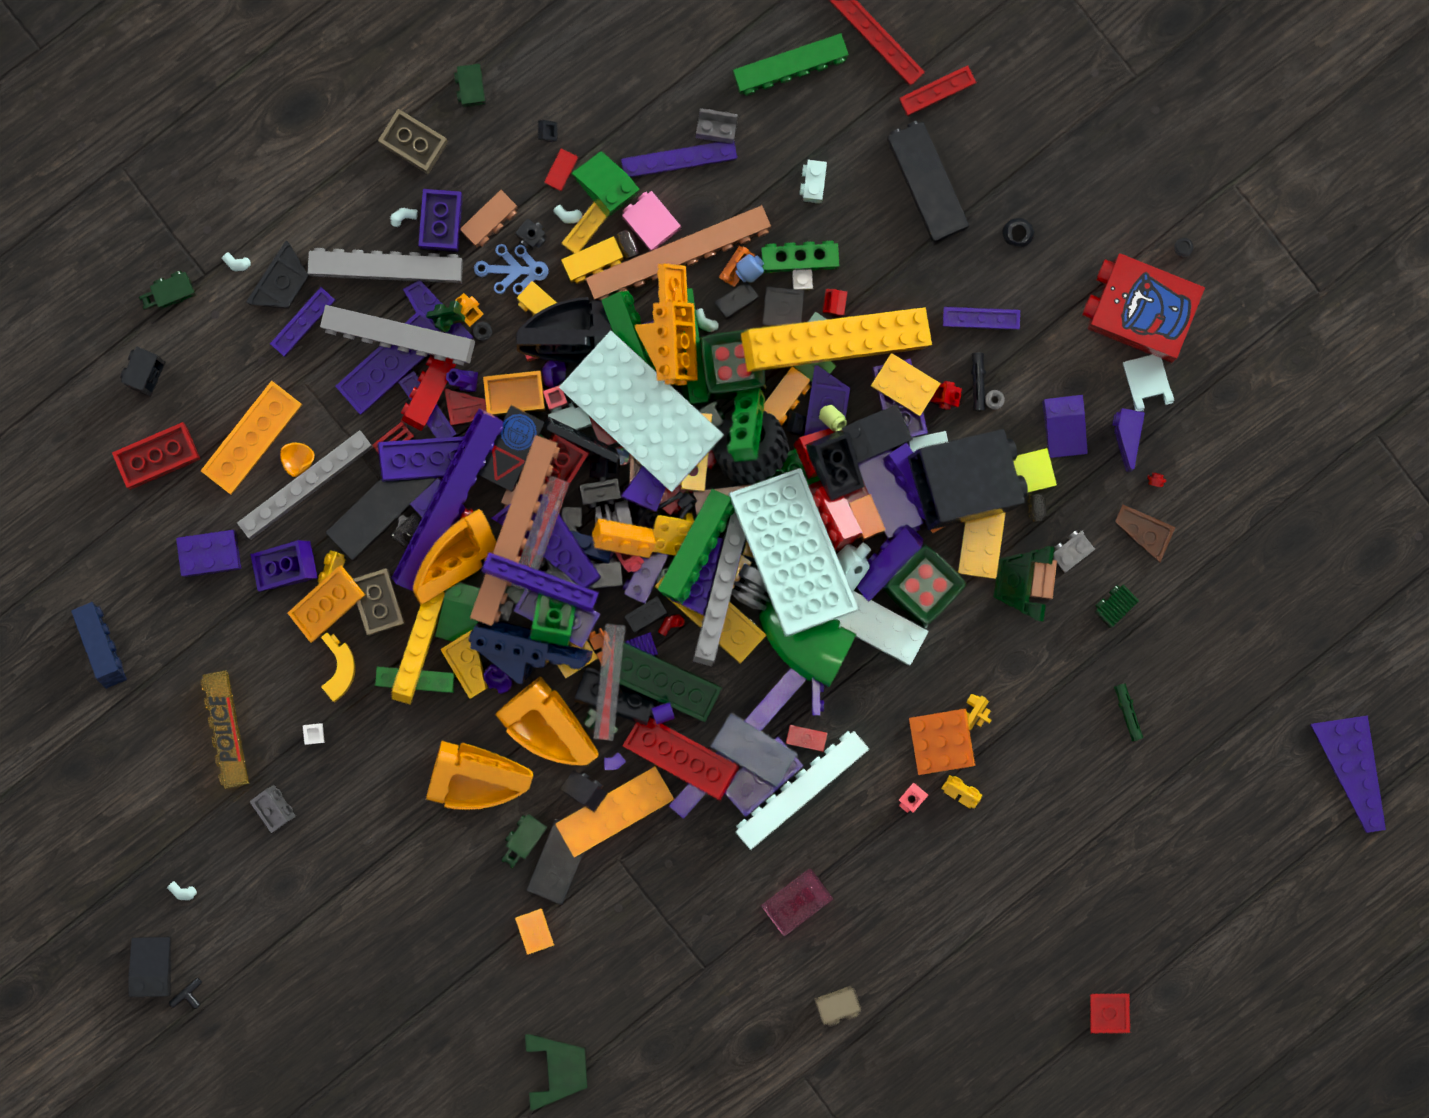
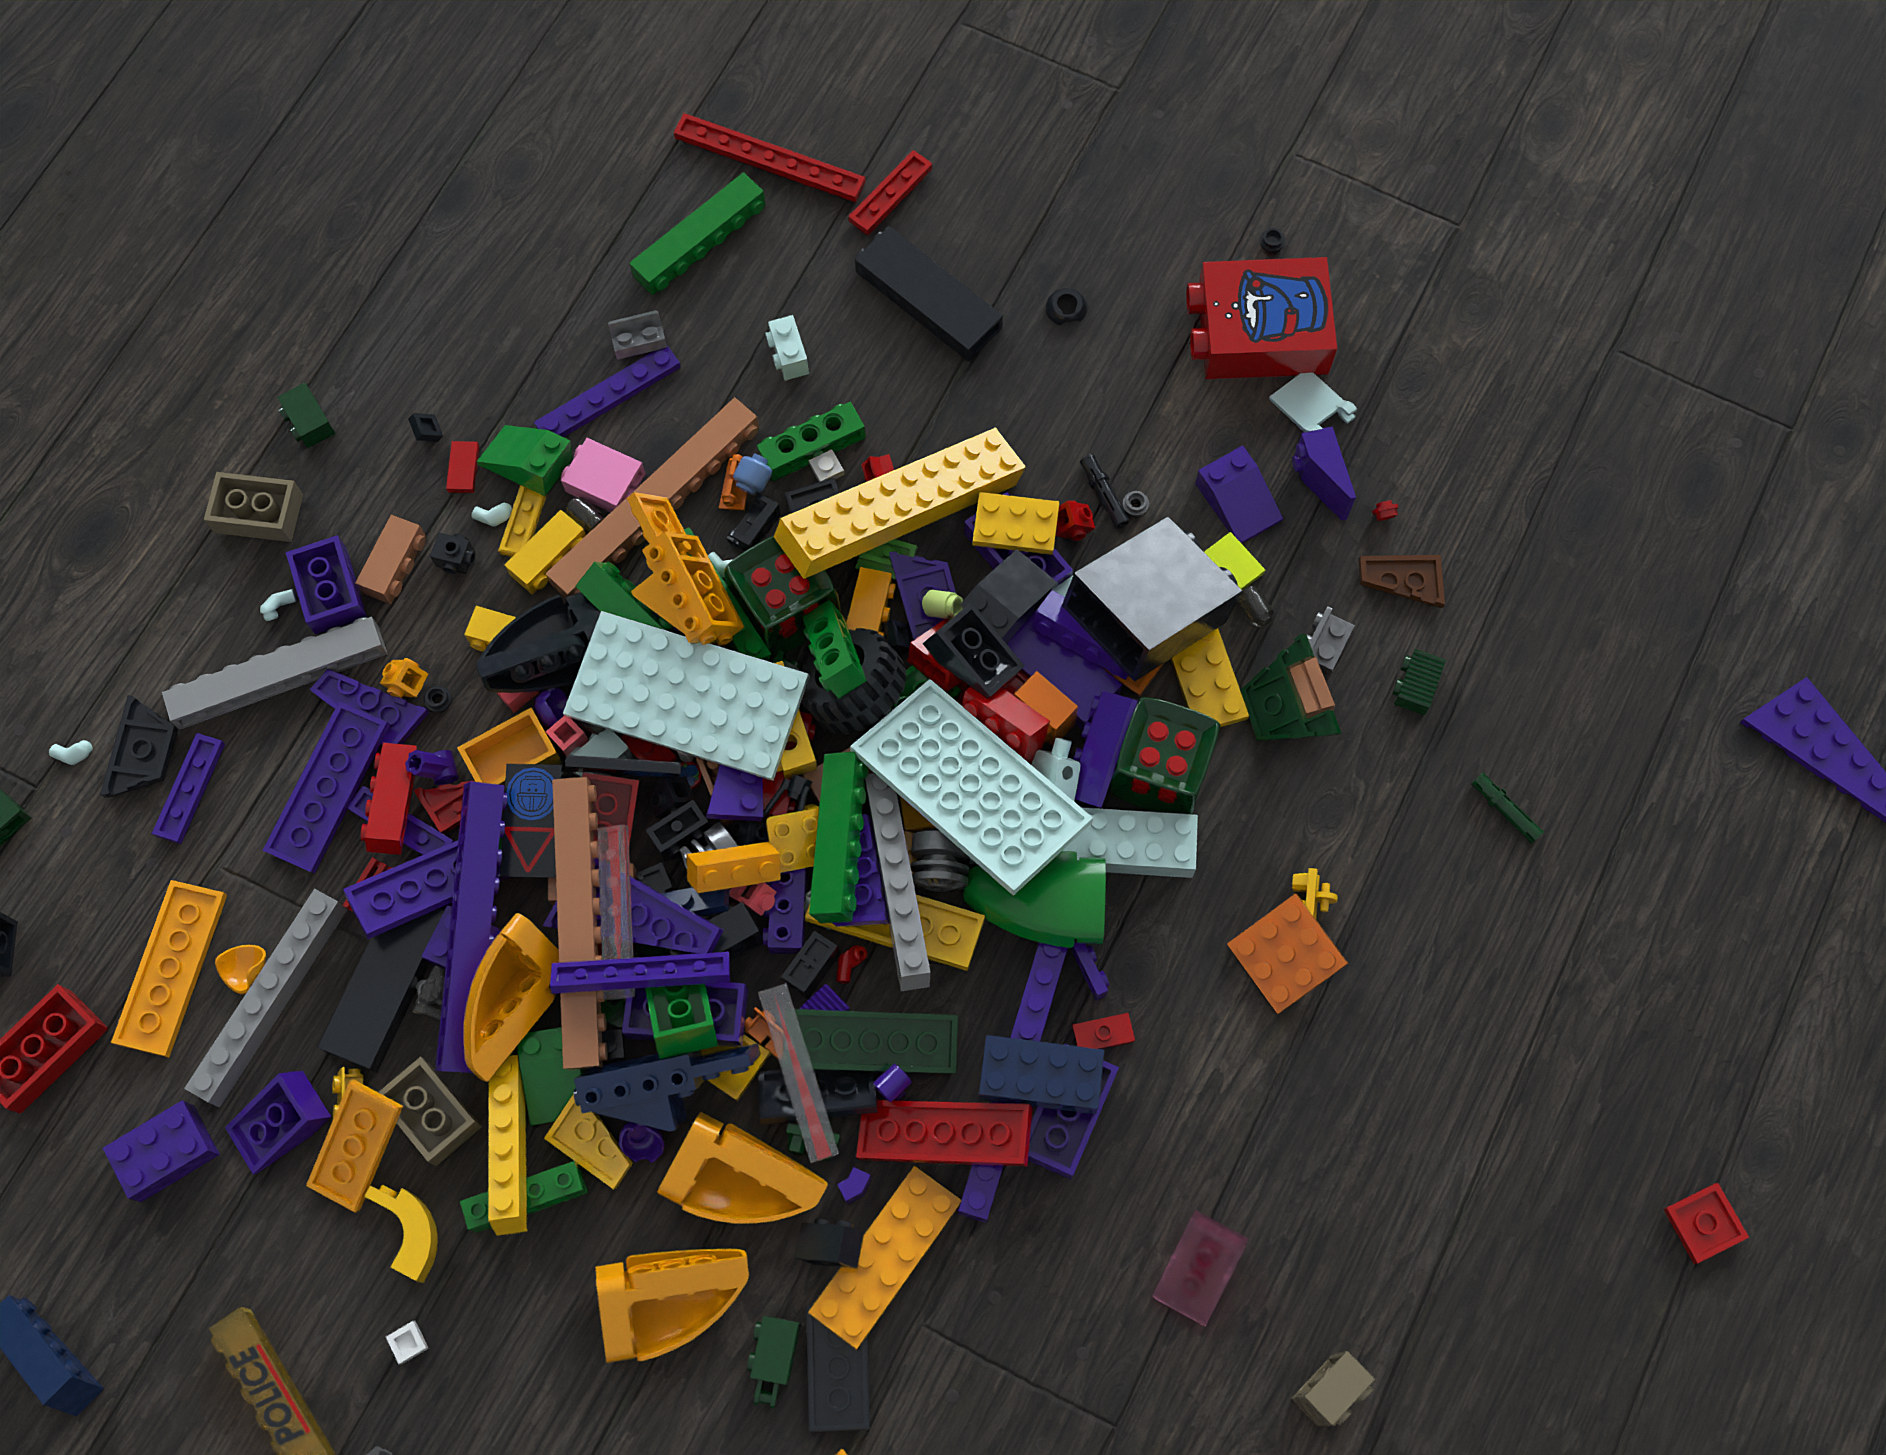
camera: 20 degrees left, 15 degrees down
(397, 334) = (319, 743): light grey brick -> none
(445, 317) = (375, 693): dark green hips -> none
(514, 269) = (449, 607): medium blue plant -> none
(802, 790) = (1129, 1110): light aqua brick -> none
(919, 796) = (1291, 1039): coral brick -> none
(955, 786) = (1358, 1010): yellow hinge -> none
(981, 318) = (1071, 417): dark purple plate -> none

